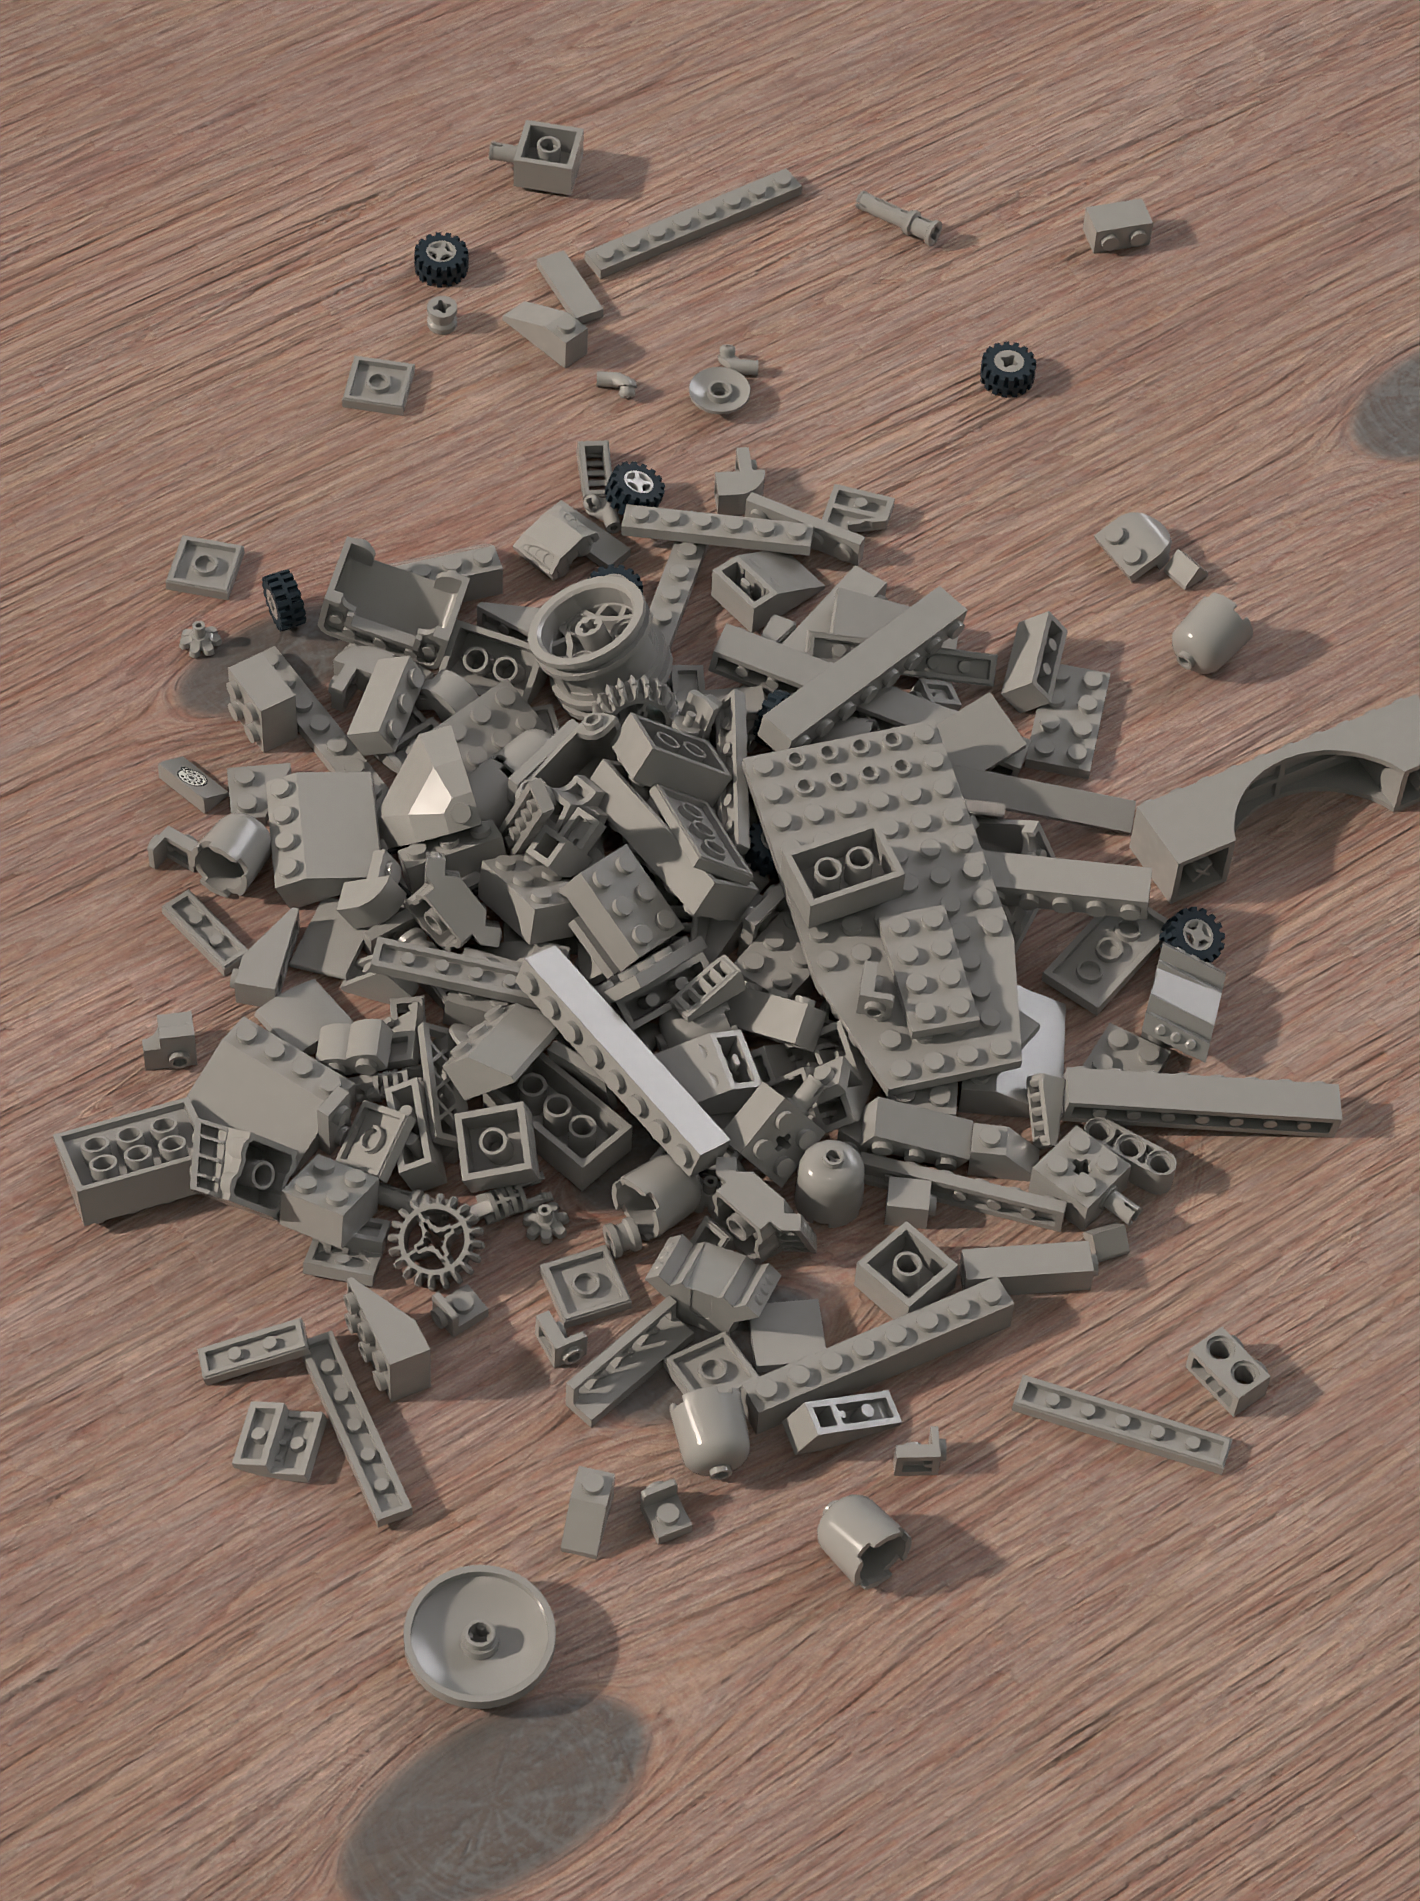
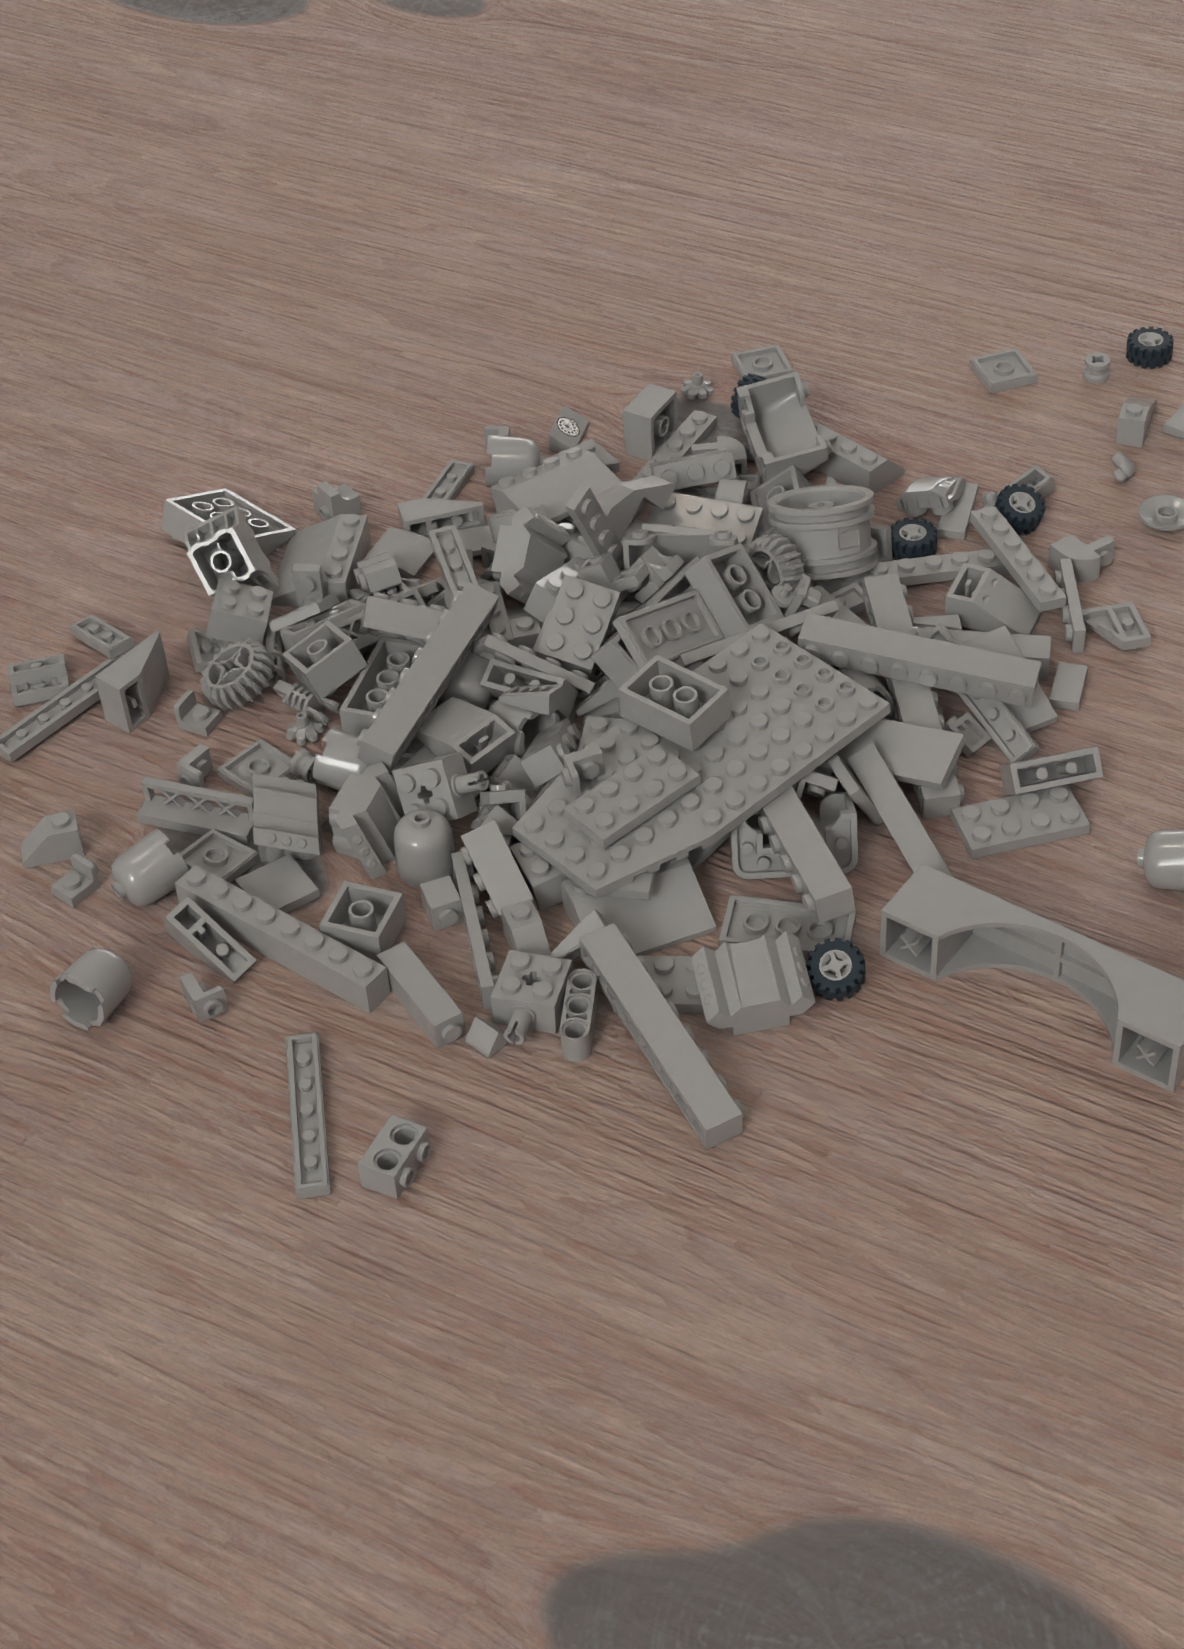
camera: 70 degrees right, 10 degrees down
(904, 586) = (1068, 686): none -> light grey tile

